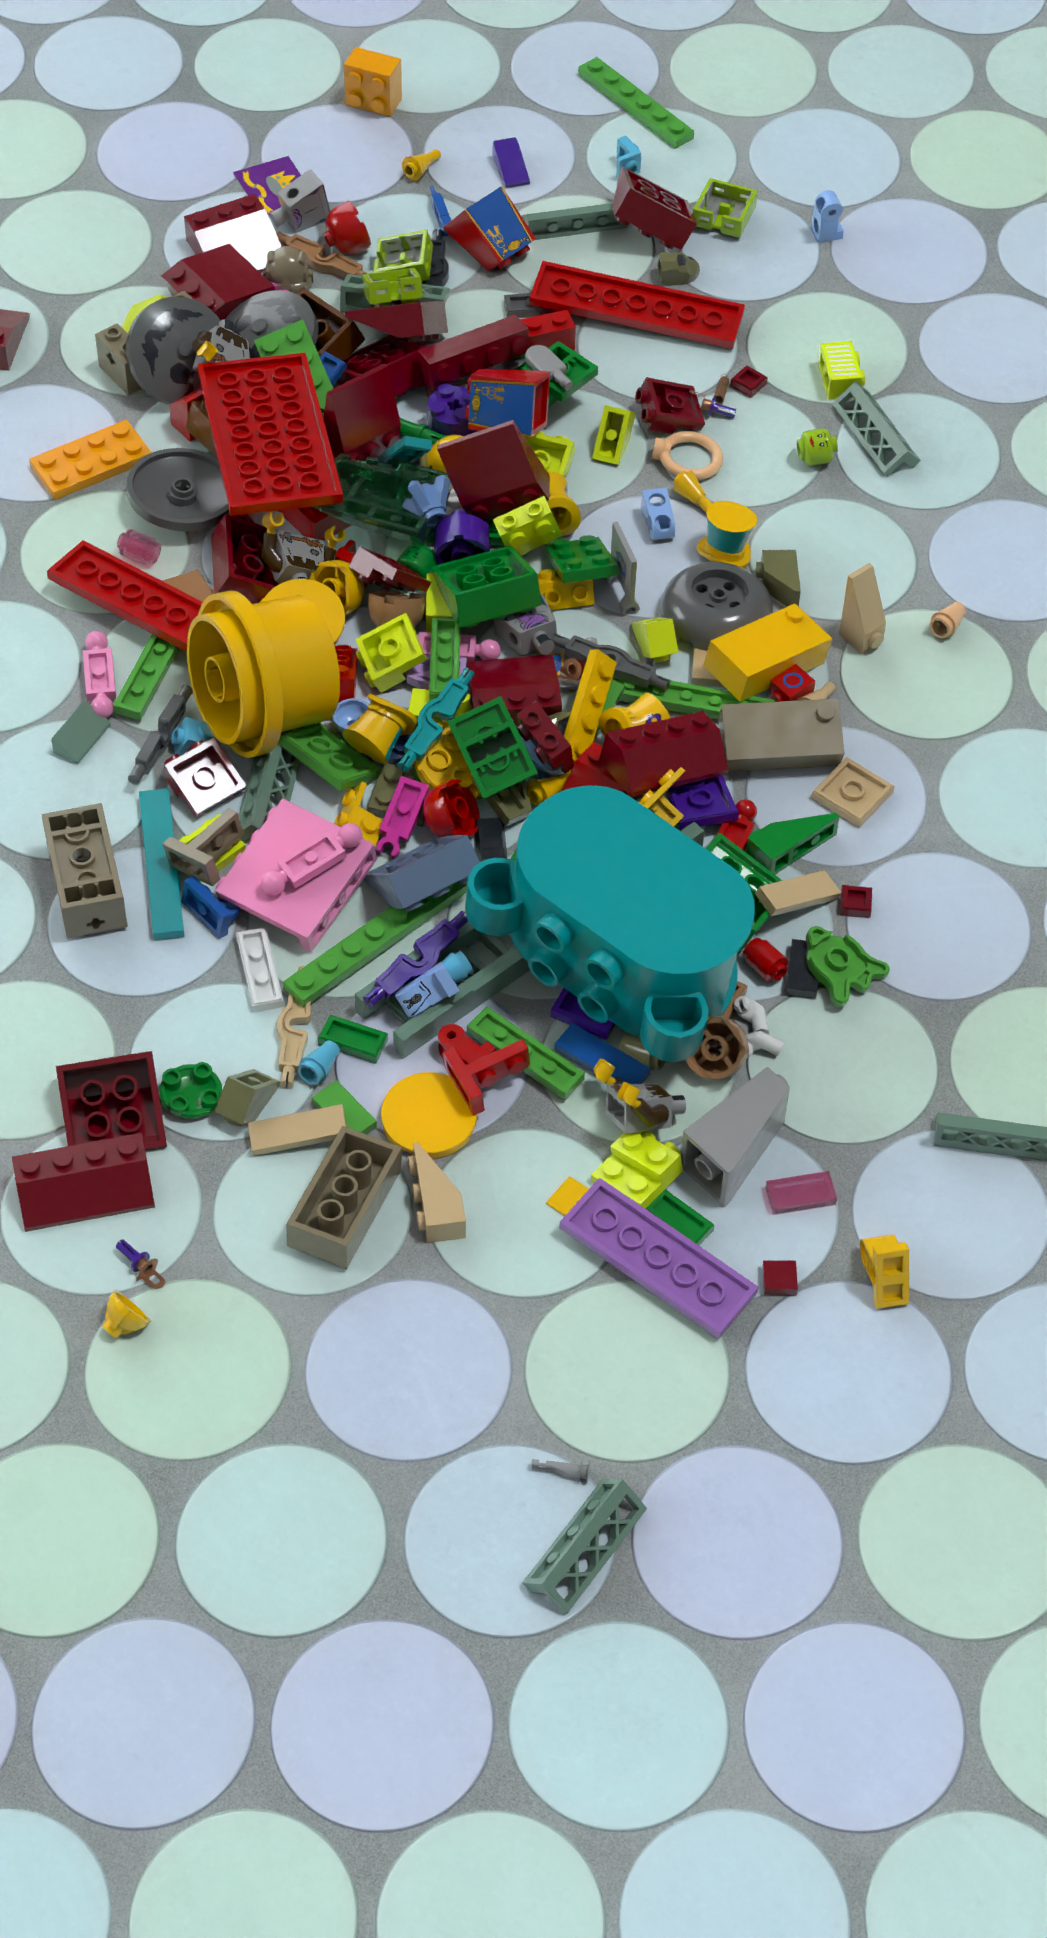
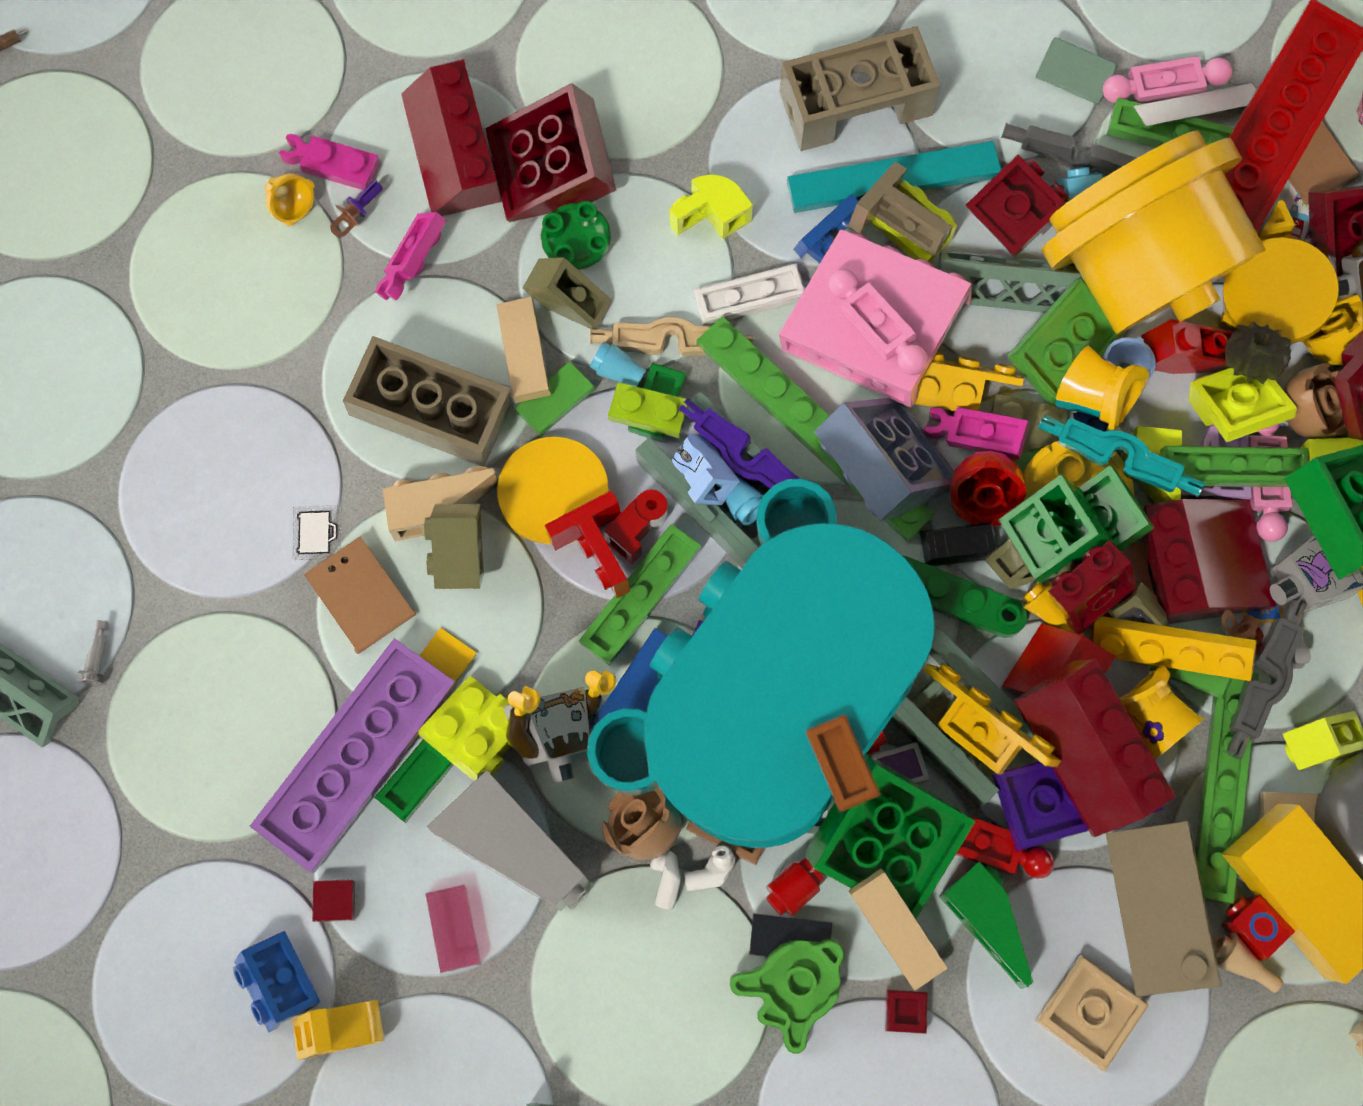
camera: 90 degrees right, 20 degrees up
(87, 1284) = (332, 161): none -> dark pink plate
(125, 656) = (1195, 104): none -> white sticker
(173, 983) = (714, 199): none -> neon yellow brick
(194, 1214) = (410, 254): none -> dark pink plate
(357, 631) = (1257, 352): none -> clear smoke gear
(364, 1038) = (647, 410): none -> lime plate
(454, 1298) = (316, 531): none -> sticker
(482, 1170) = (456, 546): none -> olive brick
(515, 1260) = (359, 595): none -> medium nougat container
(700, 848) = (842, 763): none -> dark orange tile
(848, 1316) = (274, 981): none -> blue bracket

